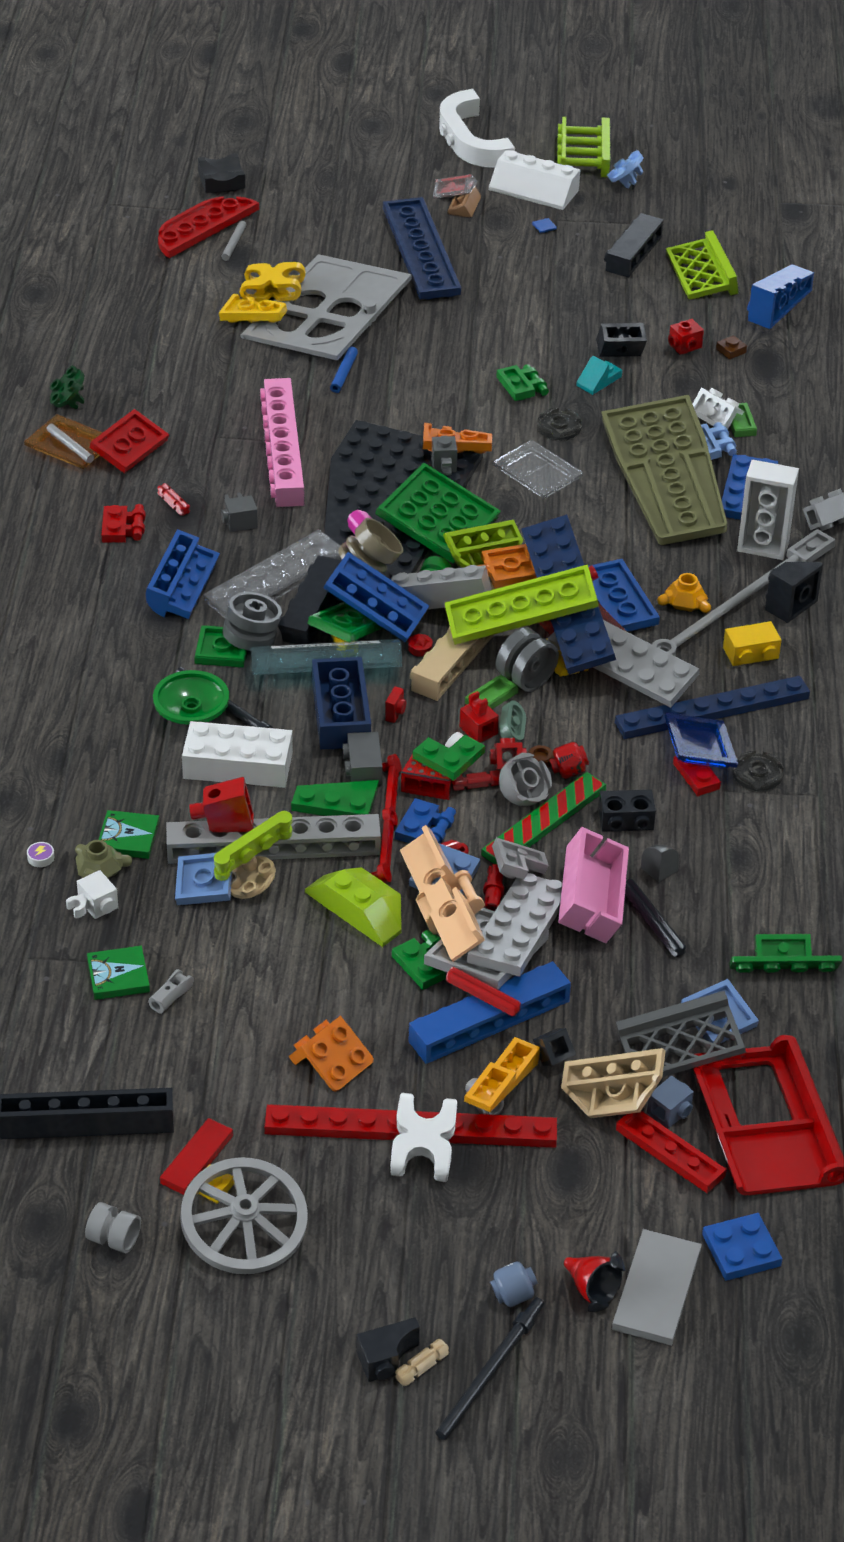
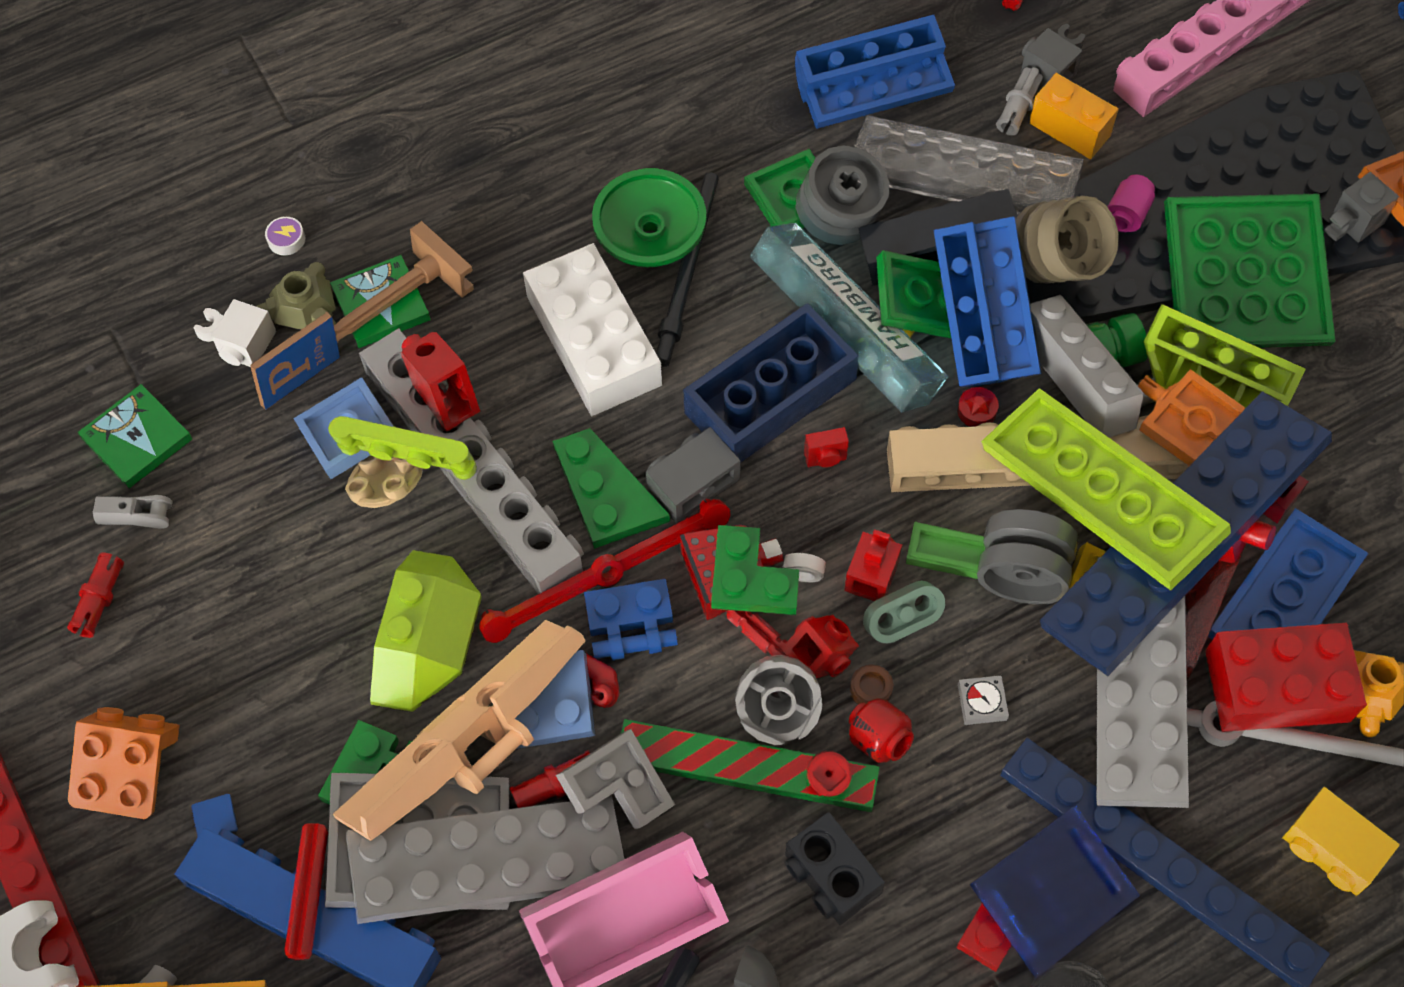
camera: 60 degrees right, 20 degrees up
(131, 795) = (316, 344): none -> medium nougat piece
(214, 1025) = (95, 595): none -> red pin
(253, 538) = (1020, 100): none -> light grey axle
(284, 522) = (1073, 115): none -> light orange brick
(396, 1033) = (215, 815): none -> blue piece
(578, 785) = (829, 773): none -> red tile
(581, 722) = (983, 700): none -> tile
(663, 610) = (1285, 677): none -> red brick

